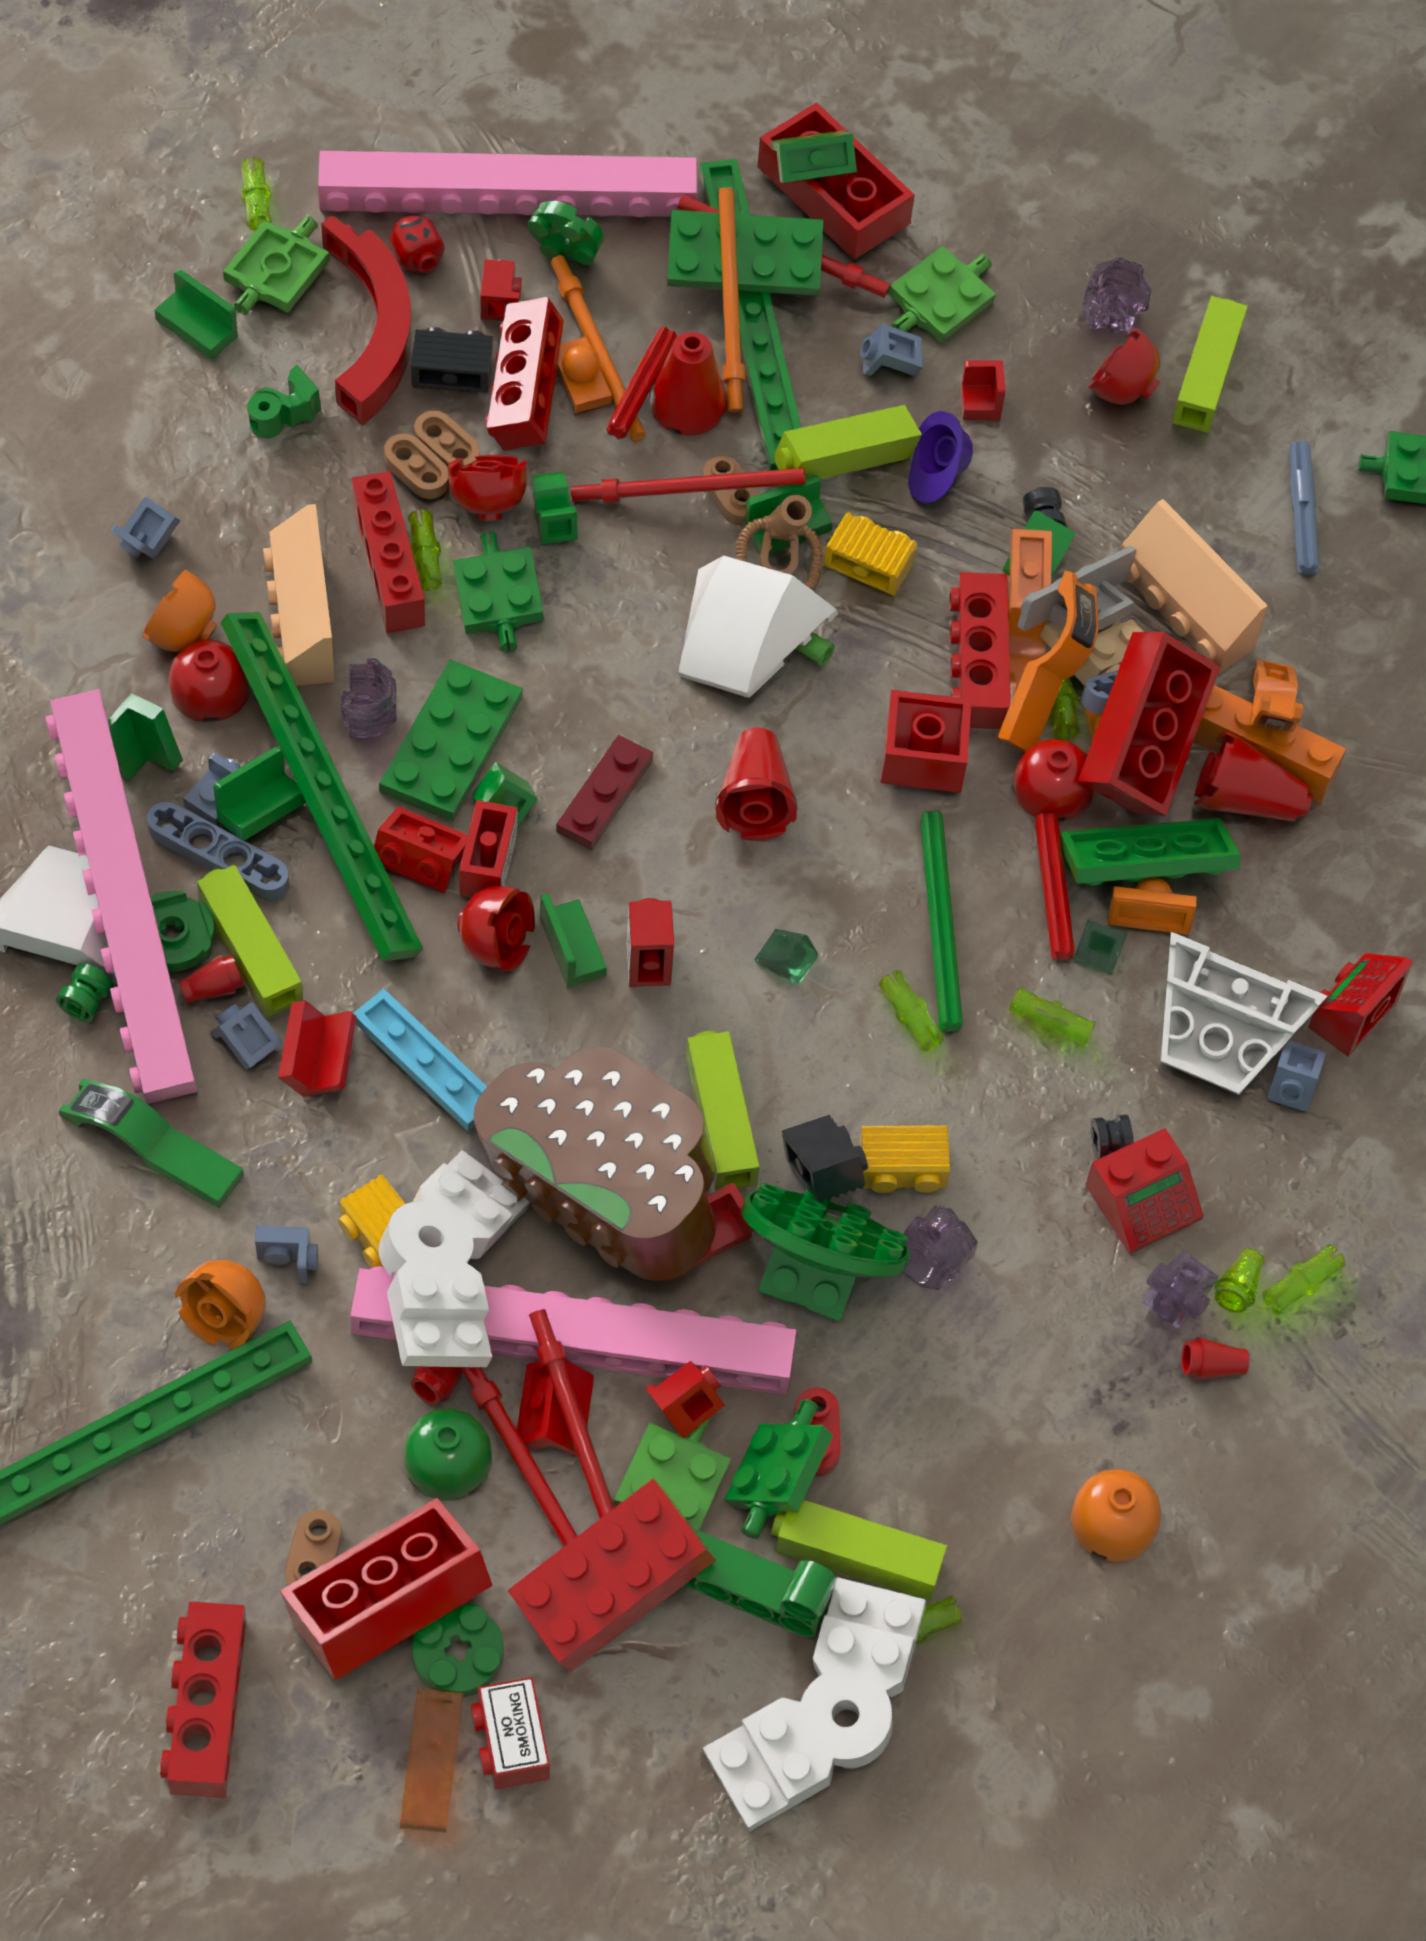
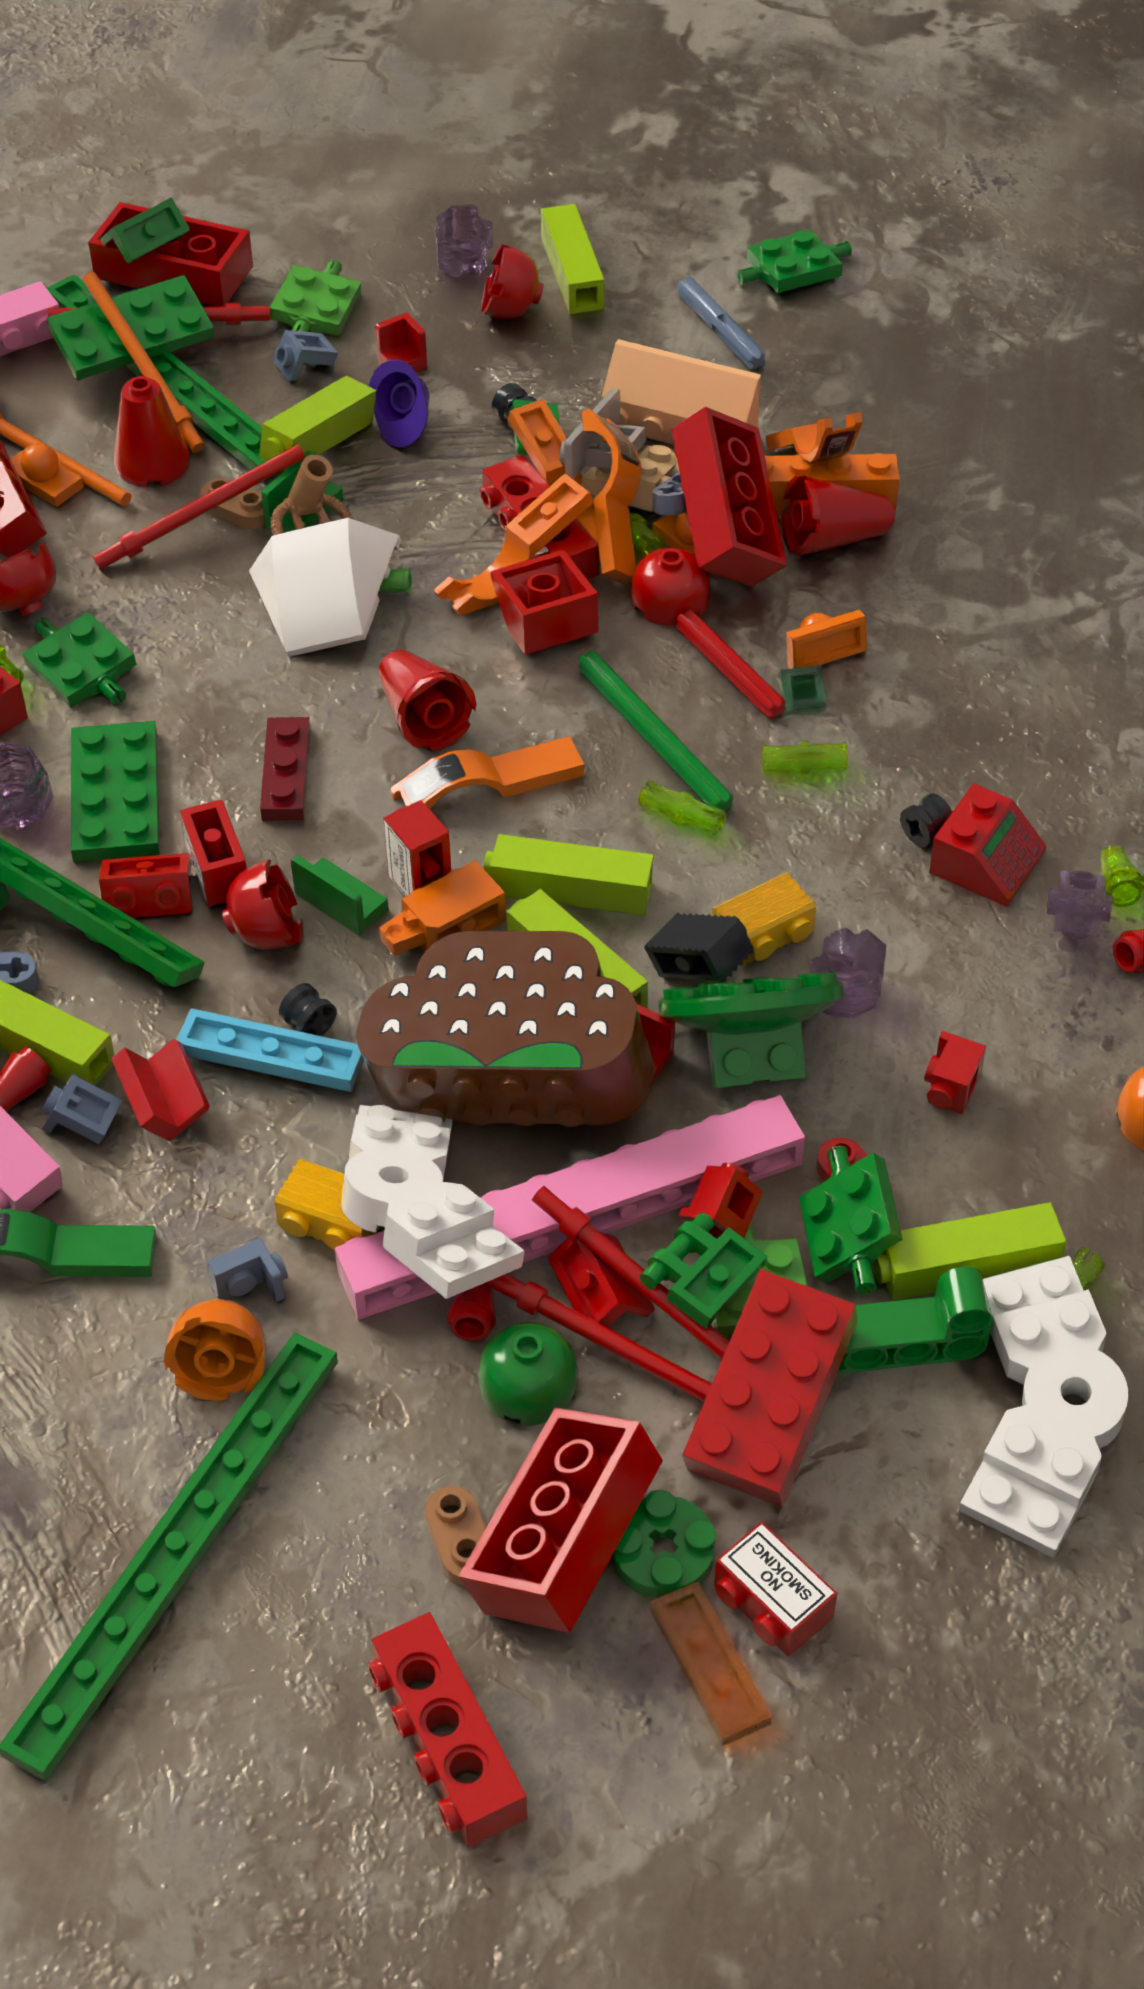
camera: 25 degrees left, 10 degrees down
(475, 1040) = (307, 1011): none -> black wheel
(506, 788) = (190, 795): green panel -> none
(553, 508) = (87, 578): green leg -> none
(632, 1459) = (714, 1278): none -> green plate
(641, 383) = (103, 457): red axle -> none
(643, 1008) = (455, 903): none -> orange hinge
(771, 1027) = (572, 873): none -> lime brick
(780, 894) = (507, 772): none -> orange piece
(787, 955) = (540, 817): clear green slope -> none
(870, 553) = (392, 494): yellow brick -> none
(950, 667) = (523, 539): none -> orange piece
(961, 1386) = (954, 1072): none -> red brick
(1149, 851) = (793, 597): green plate -> none
(1226, 1017) = (952, 687): white wedge -> none
(1296, 1075) = (1041, 706): sand blue bracket -> none
(1360, 999) = (1046, 624): red slope -> none

